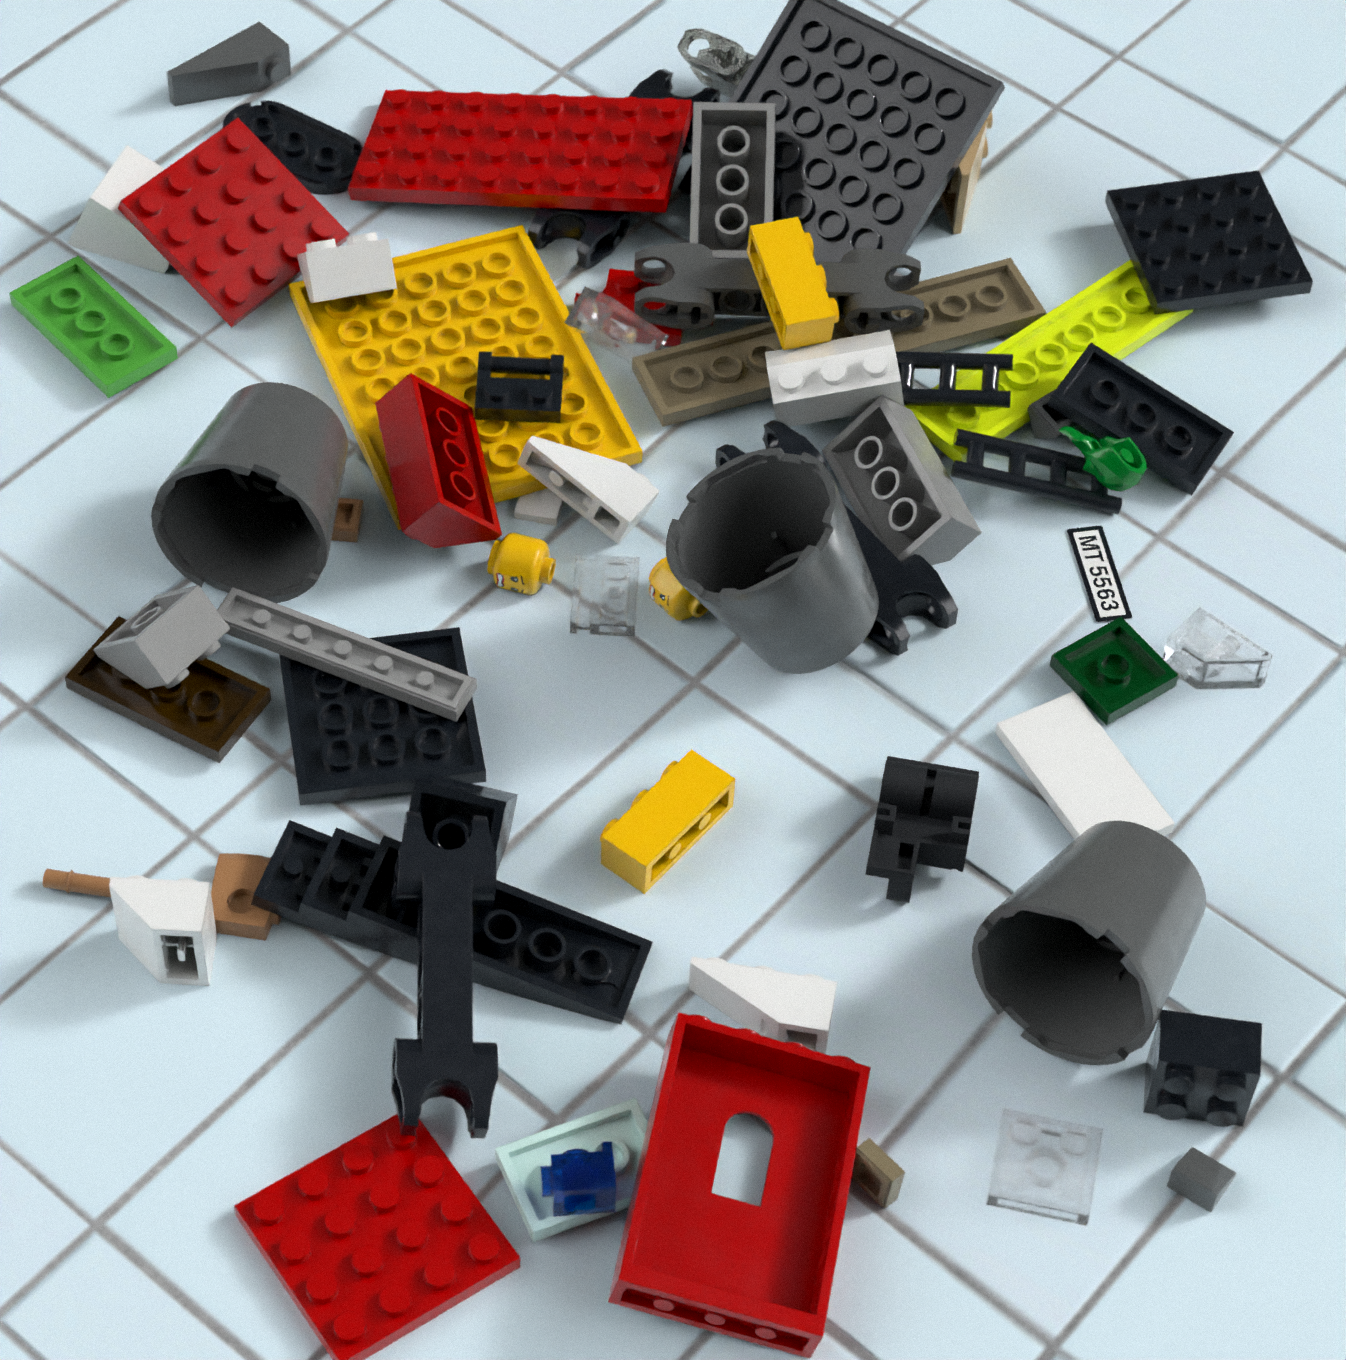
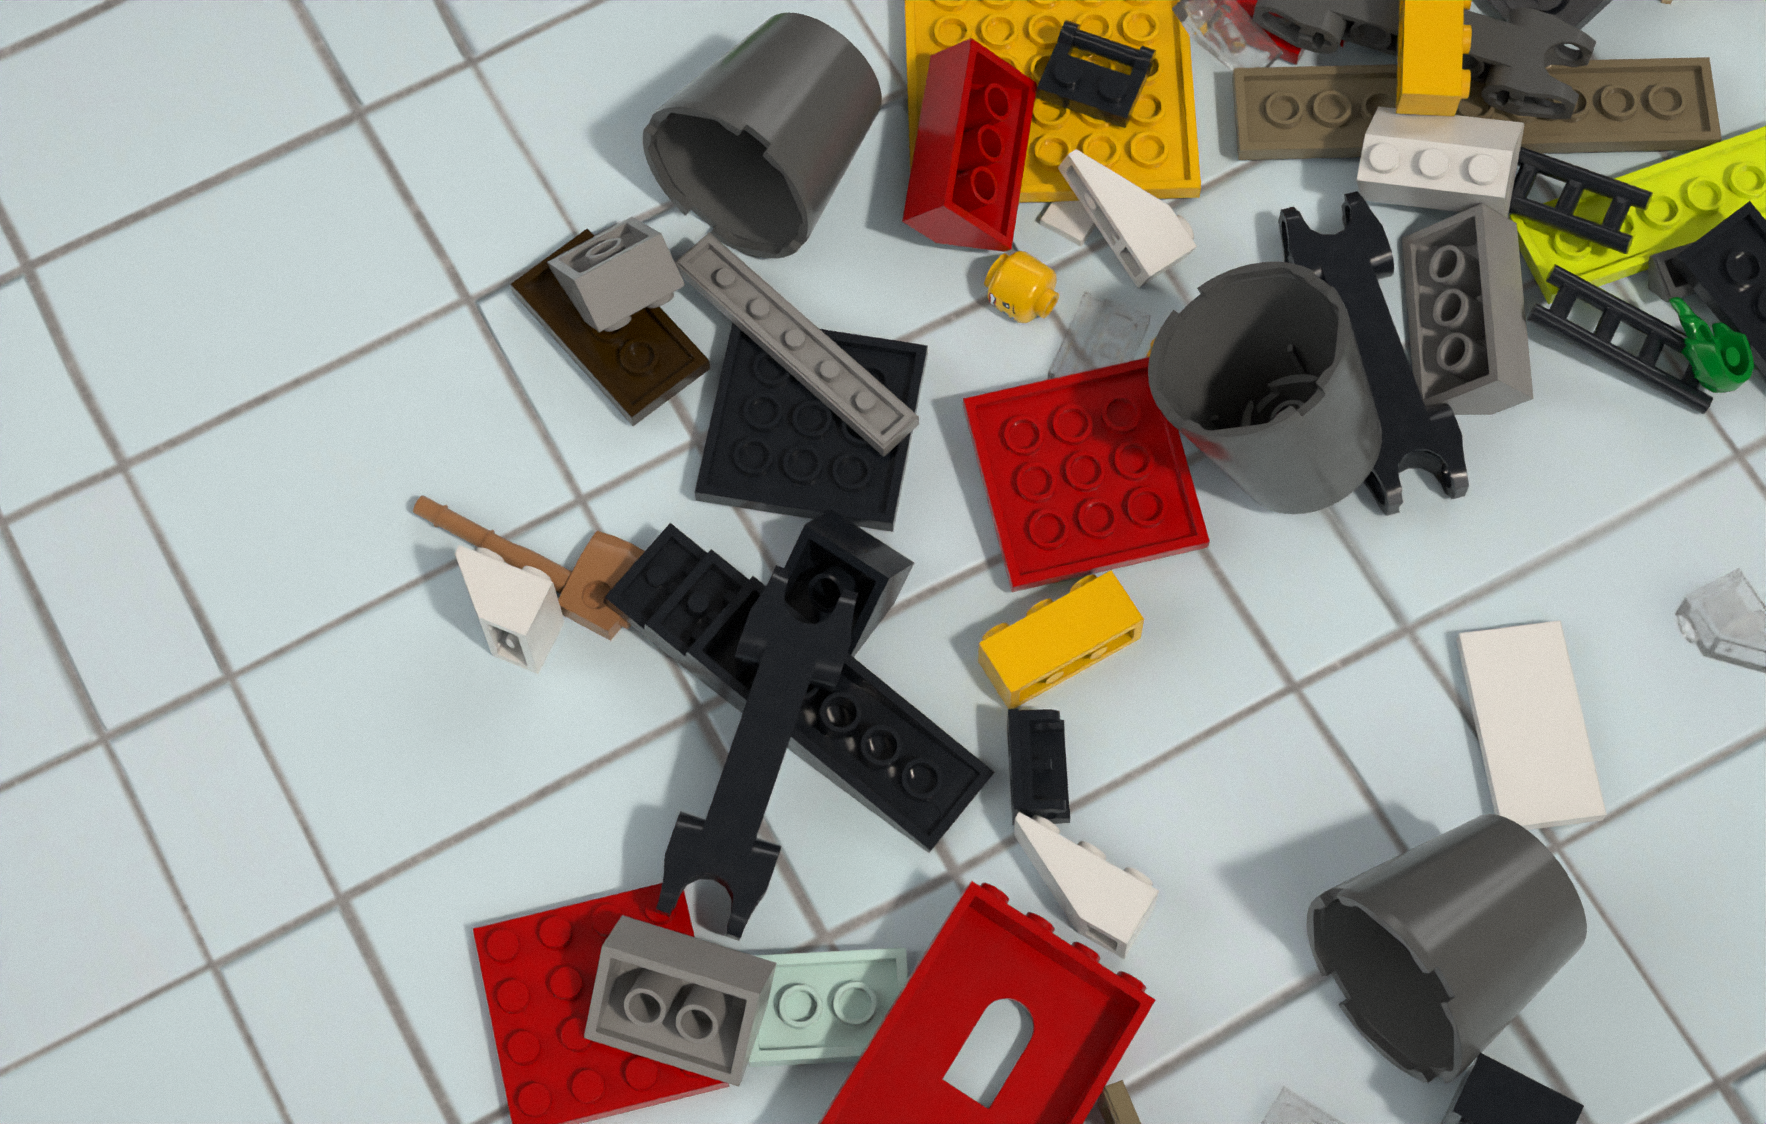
camera: 25 degrees right, 15 degrees up
(348, 520) = (862, 177): medium nougat tile -> none
(453, 1196) = (679, 1000): none -> light grey slope
(580, 1181) = (809, 1028): clear blue brick -> none
(635, 687) = (1083, 475): none -> red plate
(684, 921) = (1038, 765): none -> black hinge
(920, 820) = (1326, 725): black plate -> none
(1099, 573) = (1651, 481): sticker -> none
(1113, 670) = (1615, 609): dark green plate -> none

